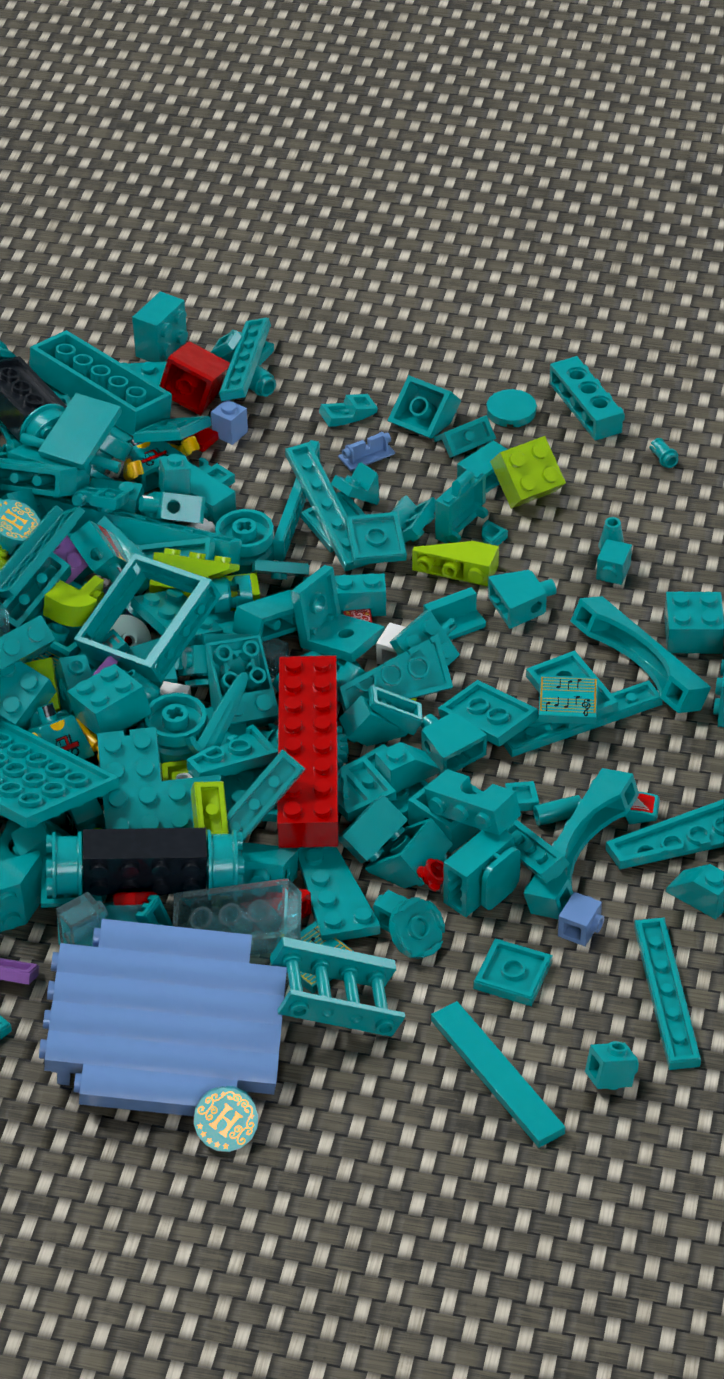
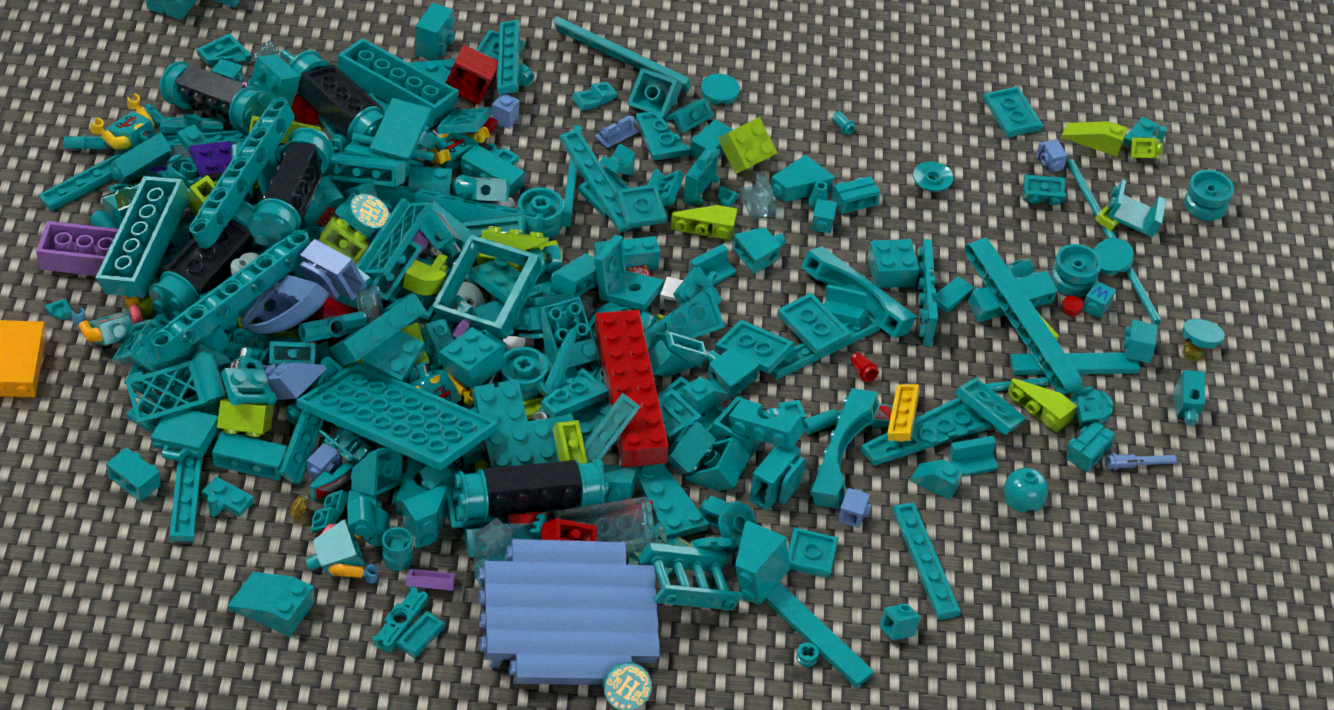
camera: 15 degrees left, 5 degrees up
(104, 499) = (427, 184): teal plate -> none
(174, 474) = (478, 162): teal brick -> none
(181, 914) = (568, 531): none -> red slope
(226, 343) = (490, 44): teal tile -> none
(280, 570) = (573, 237): teal plate -> none
(382, 948) = (716, 543): none -> teal tile
(387, 358) = (617, 51): none -> teal tile
(420, 462) = (659, 138): none -> teal wing
(432, 873) = (742, 480): red plate -> none
(433, 976) = (760, 562): none -> teal slope
(476, 1106) = (807, 648): none -> teal bush
(533, 539) = (759, 198): none -> clear light blue panel
(537, 853) = (820, 462): teal plate -> none
(568, 699) = (815, 333): teal tile -> none
(585, 517) = (799, 179): none -> teal slope
(586, 398) = (776, 79): teal brick -> none
(620, 668) = (846, 304): none -> teal panel
(631, 747) = (865, 368): none -> red cone
(662, 538) = (856, 194): none -> teal brick
(669, 804) = (903, 412): none -> yellow plate

